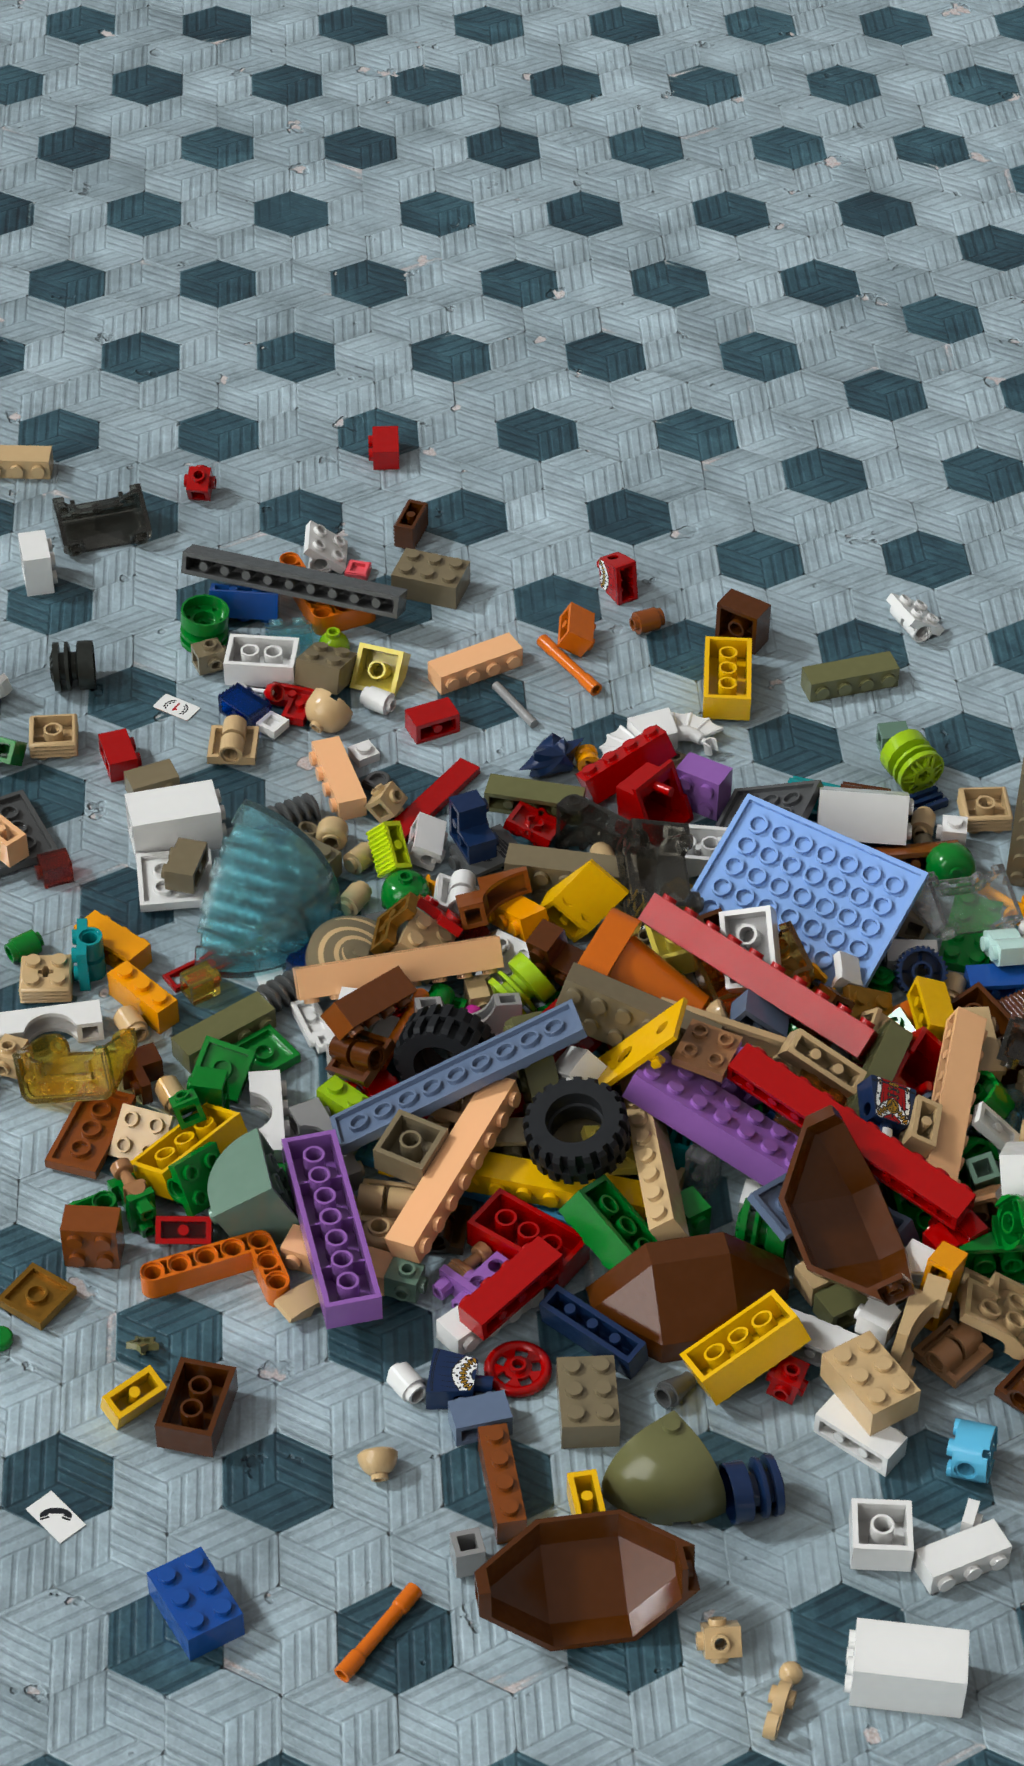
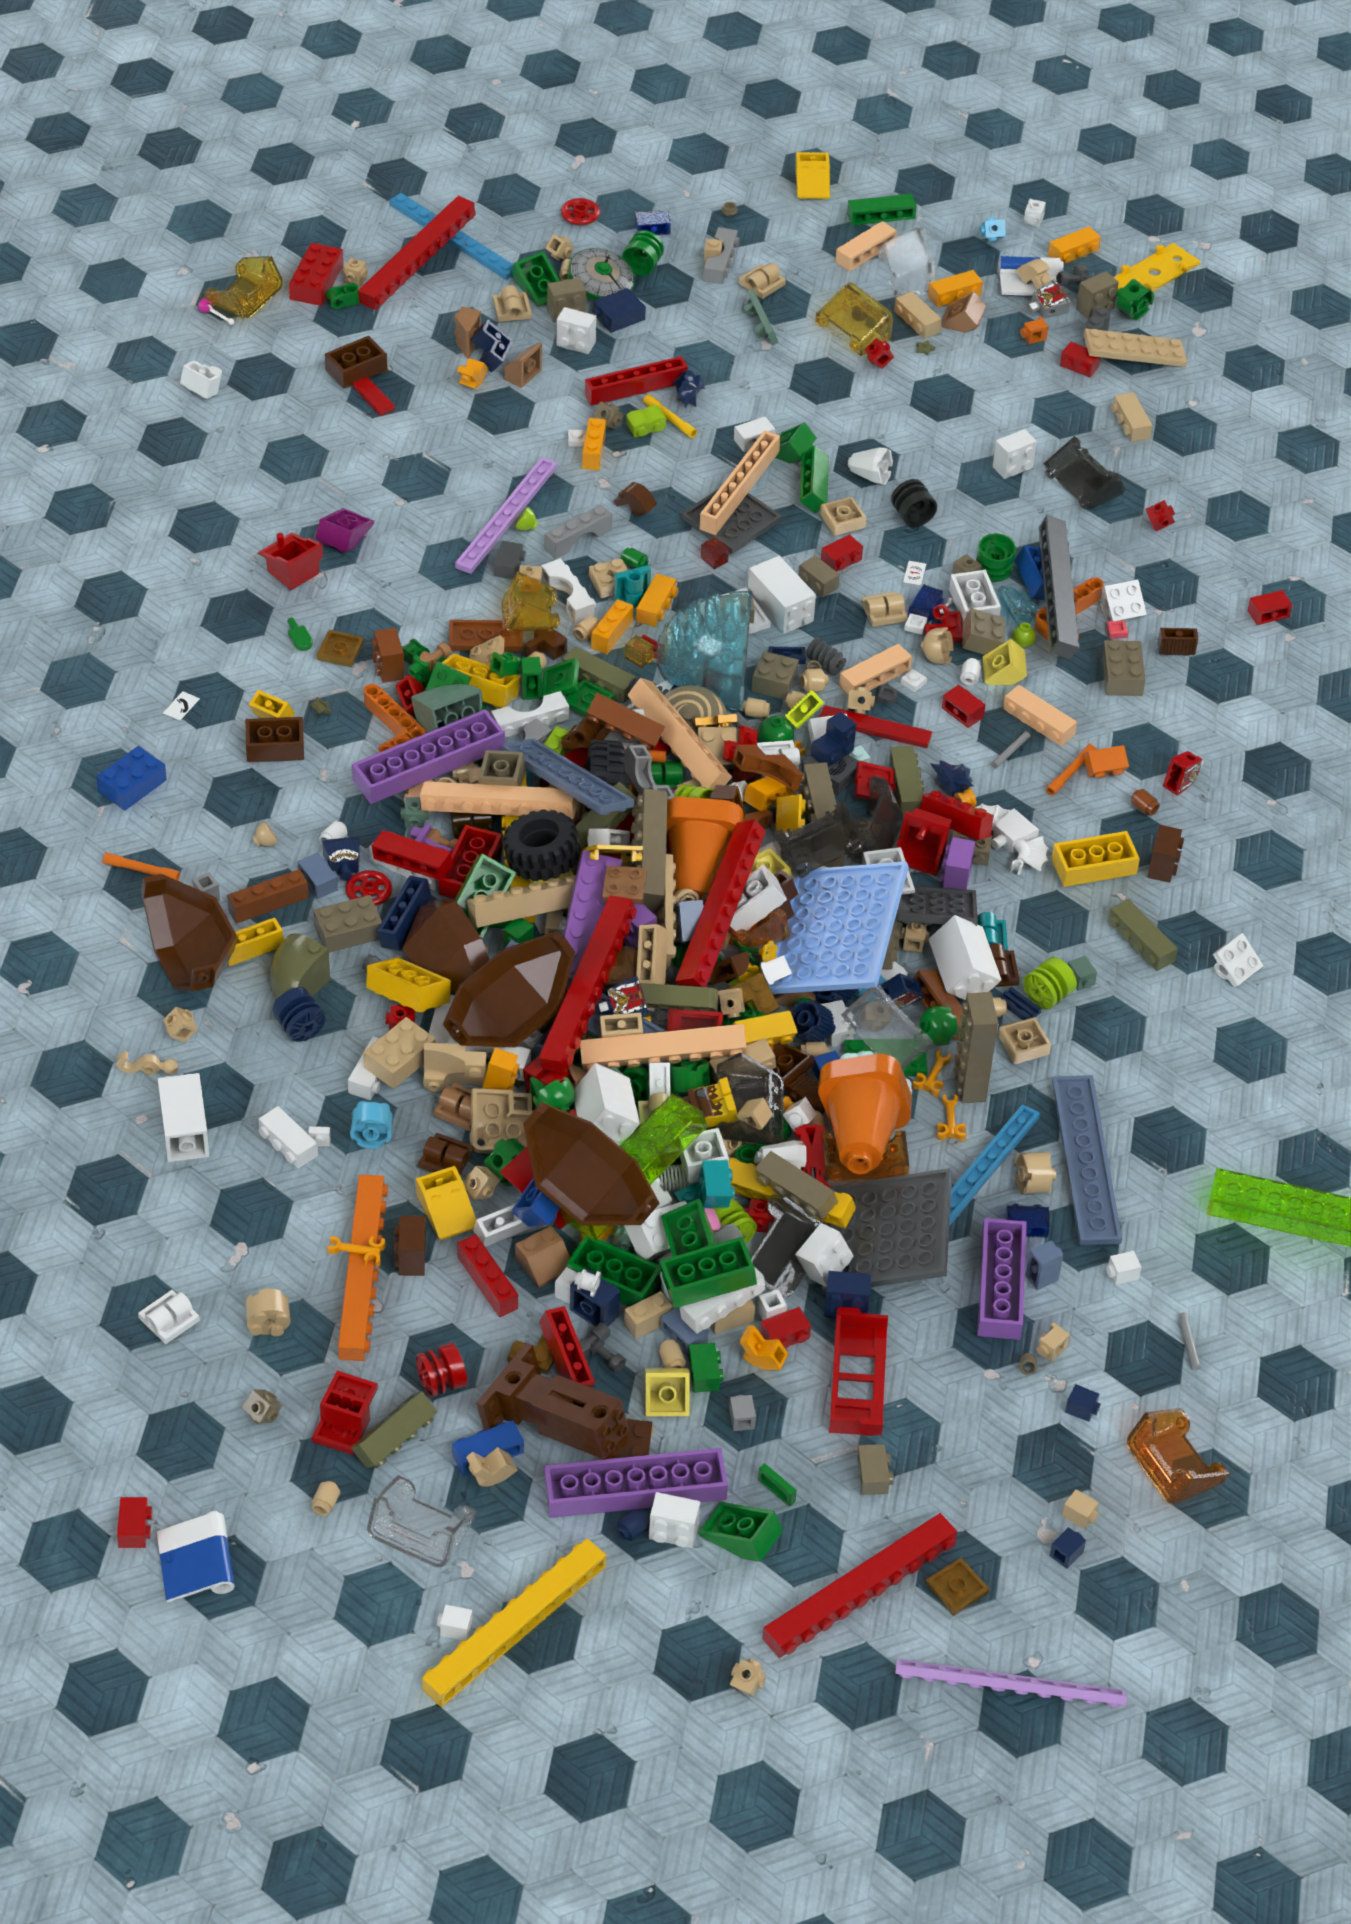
camera: 70 degrees right, 5 degrees up
(881, 1534) = (287, 1087): white brick -> none

